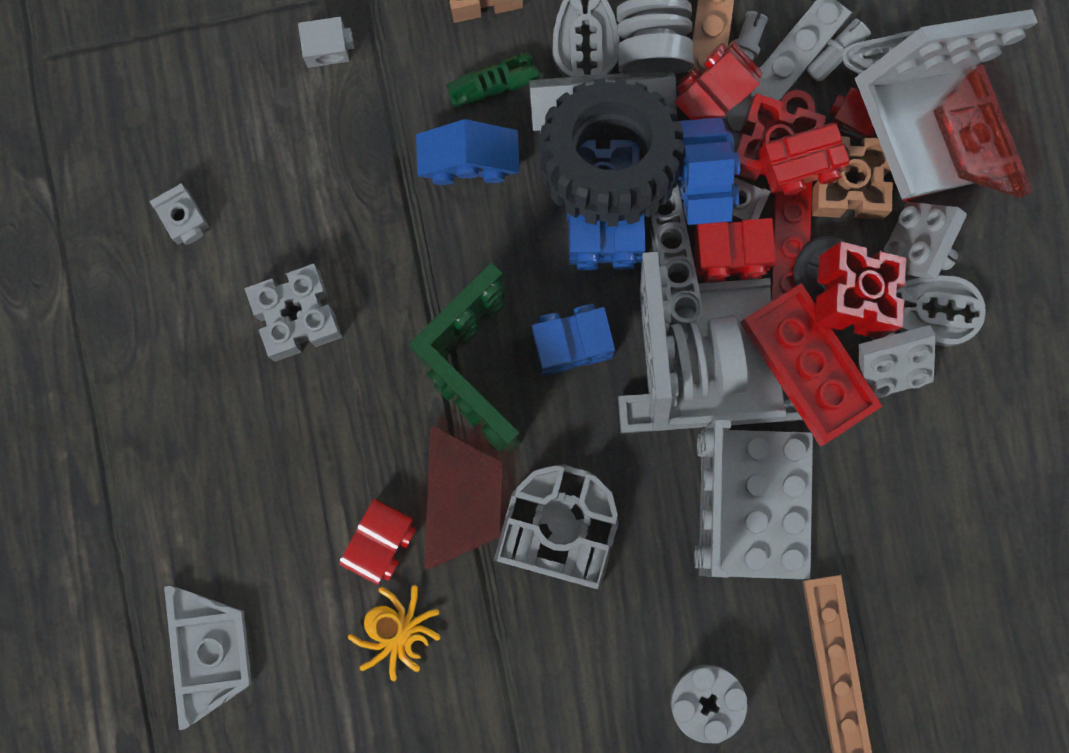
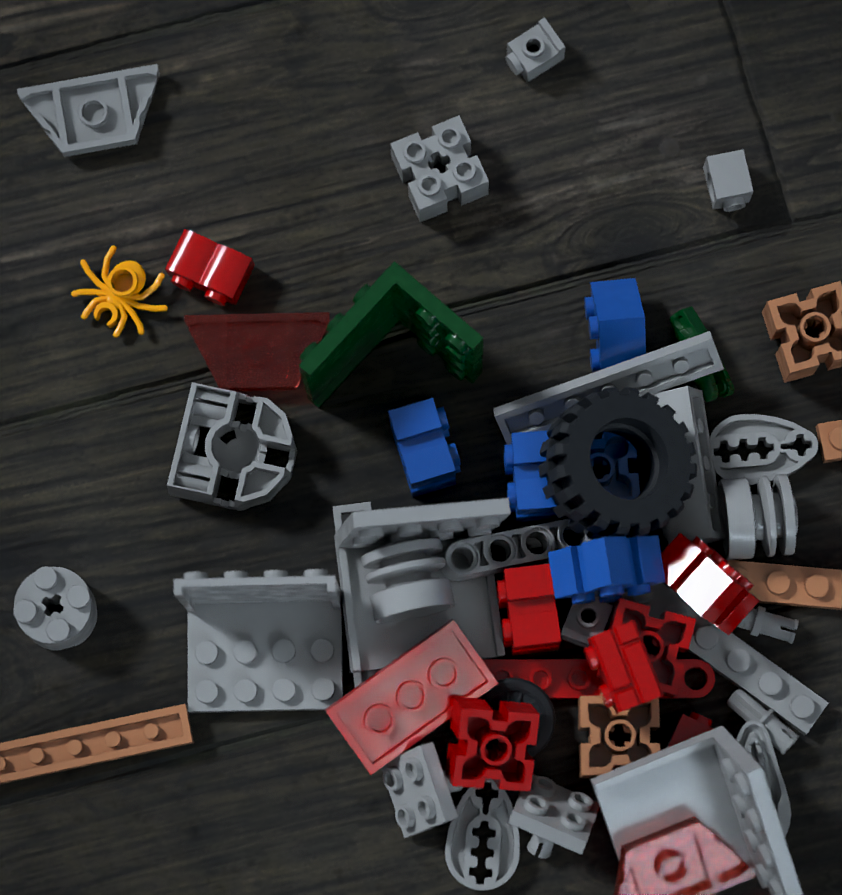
camera: 90 degrees right, 5 degrees down
(523, 163) = (647, 373): none -> light grey plate

